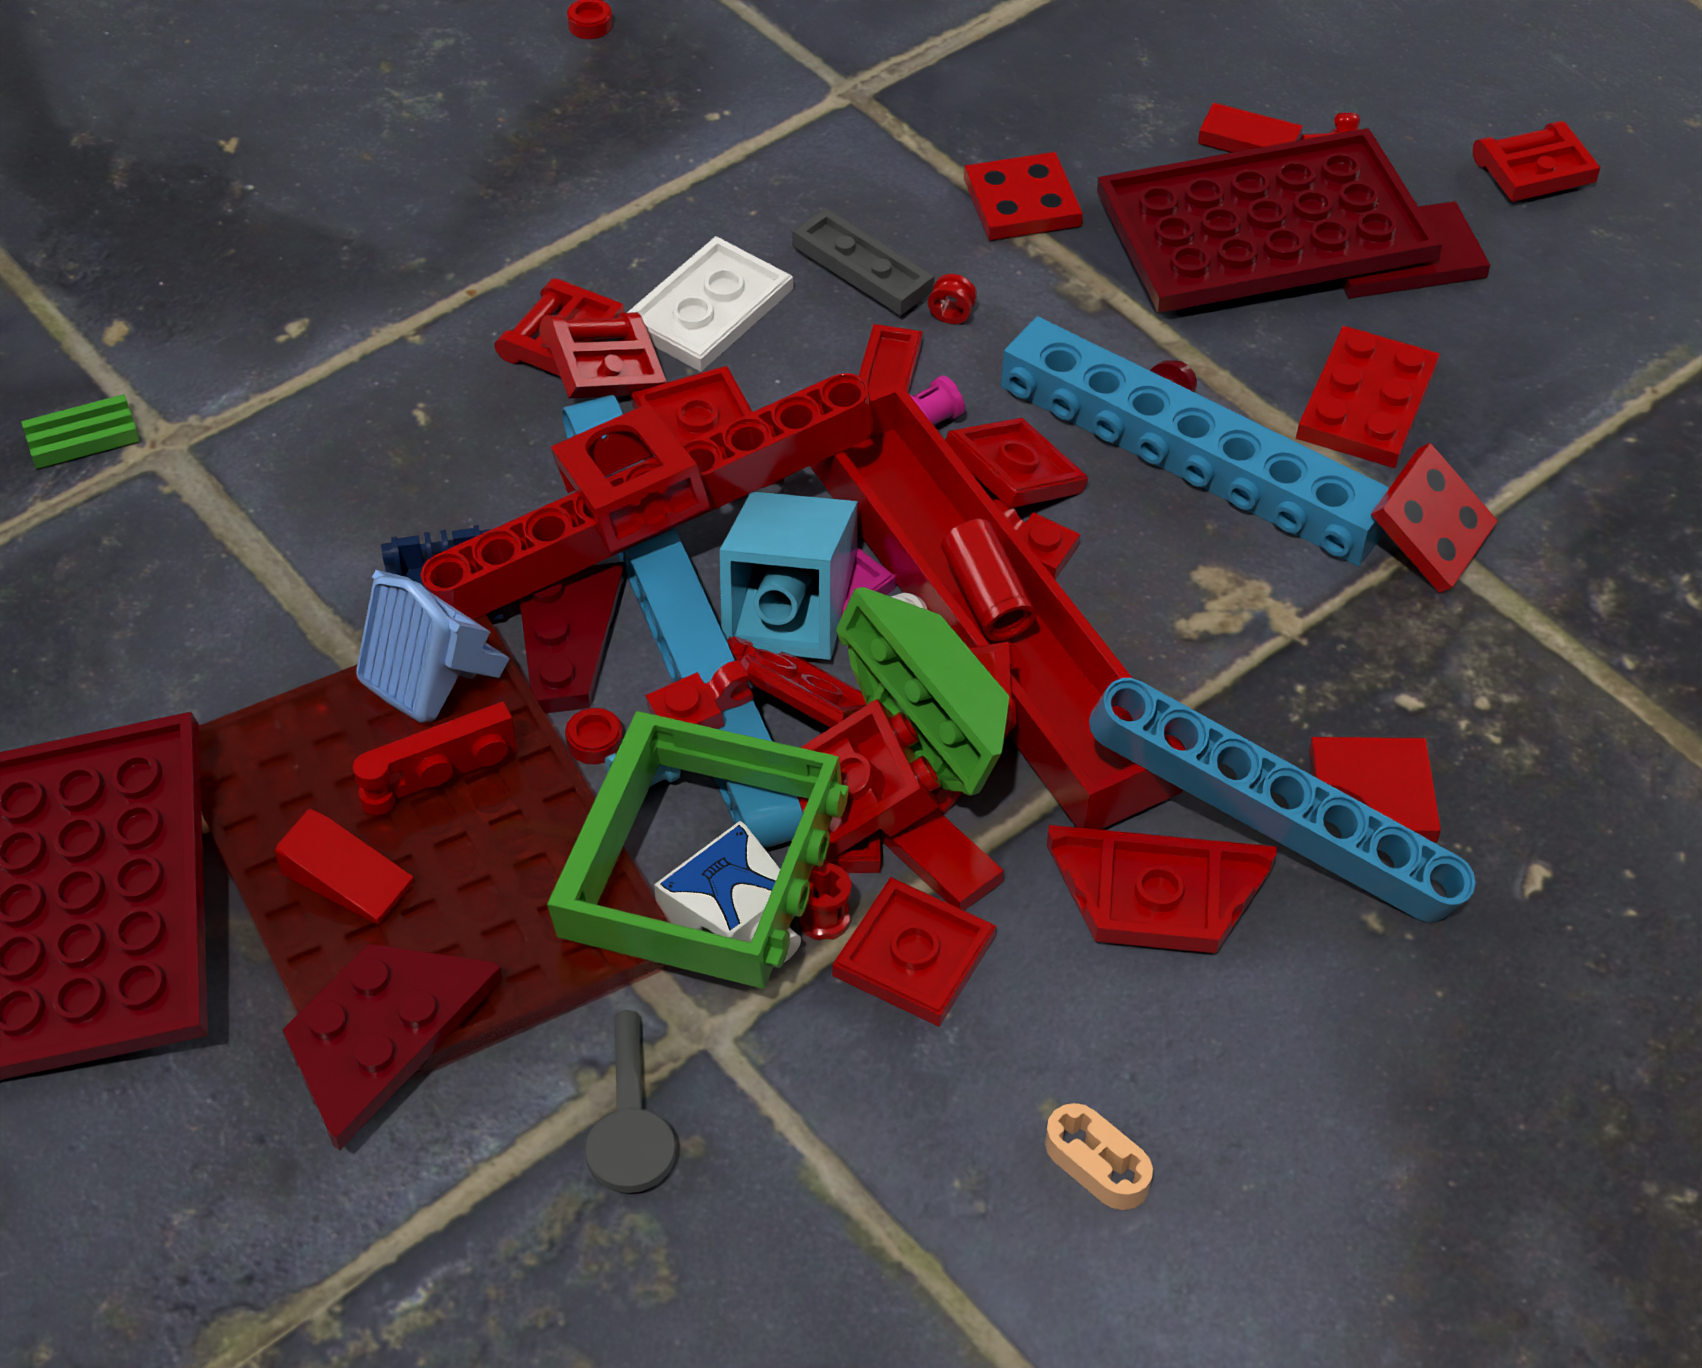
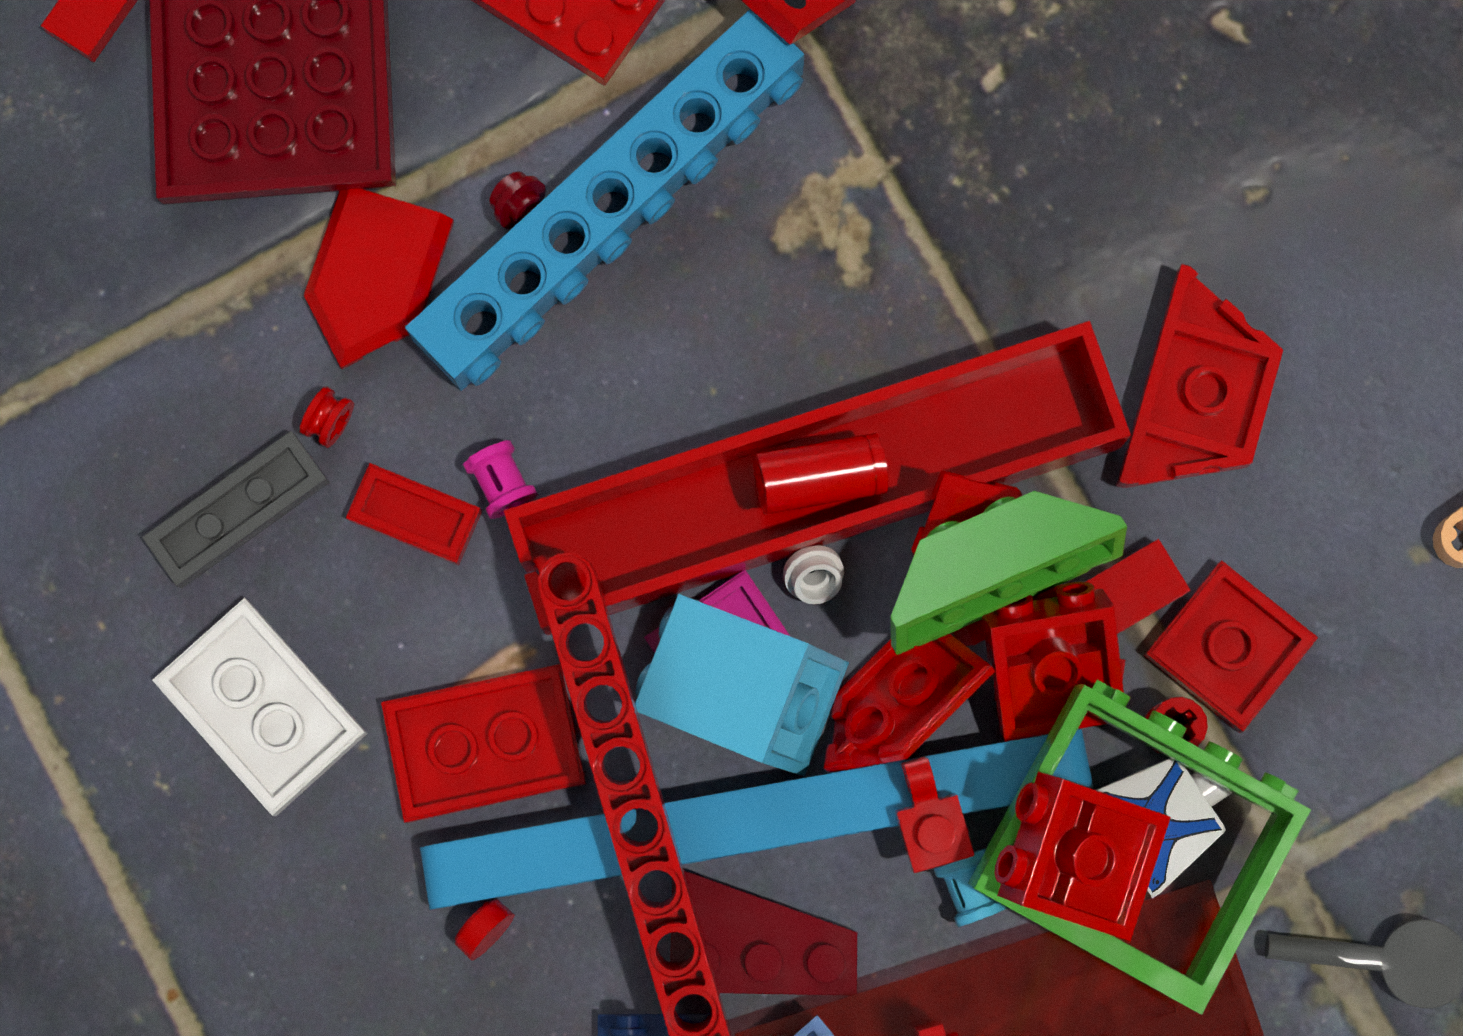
camera: 75 degrees left, 30 degrees up
(538, 445) = (483, 928): none -> red tile
(555, 296) = (292, 878): red plate -> none
(593, 735) = (905, 932): red tile -> none
(602, 367) = (373, 846): red plate -> none
(645, 502) = (680, 829): red panel -> none
(677, 763) = (1081, 855): none -> red plate
(1016, 462) = (610, 403): red tile -> none
(1022, 196) = (152, 294): red tile -> none
(1046, 538) = (720, 405): red plate -> none
(1097, 311) = (374, 271): none -> red tile
(1309, 801) = (1216, 183): dark azure beam -> none
(1382, 774) = (1099, 134): red tile -> none

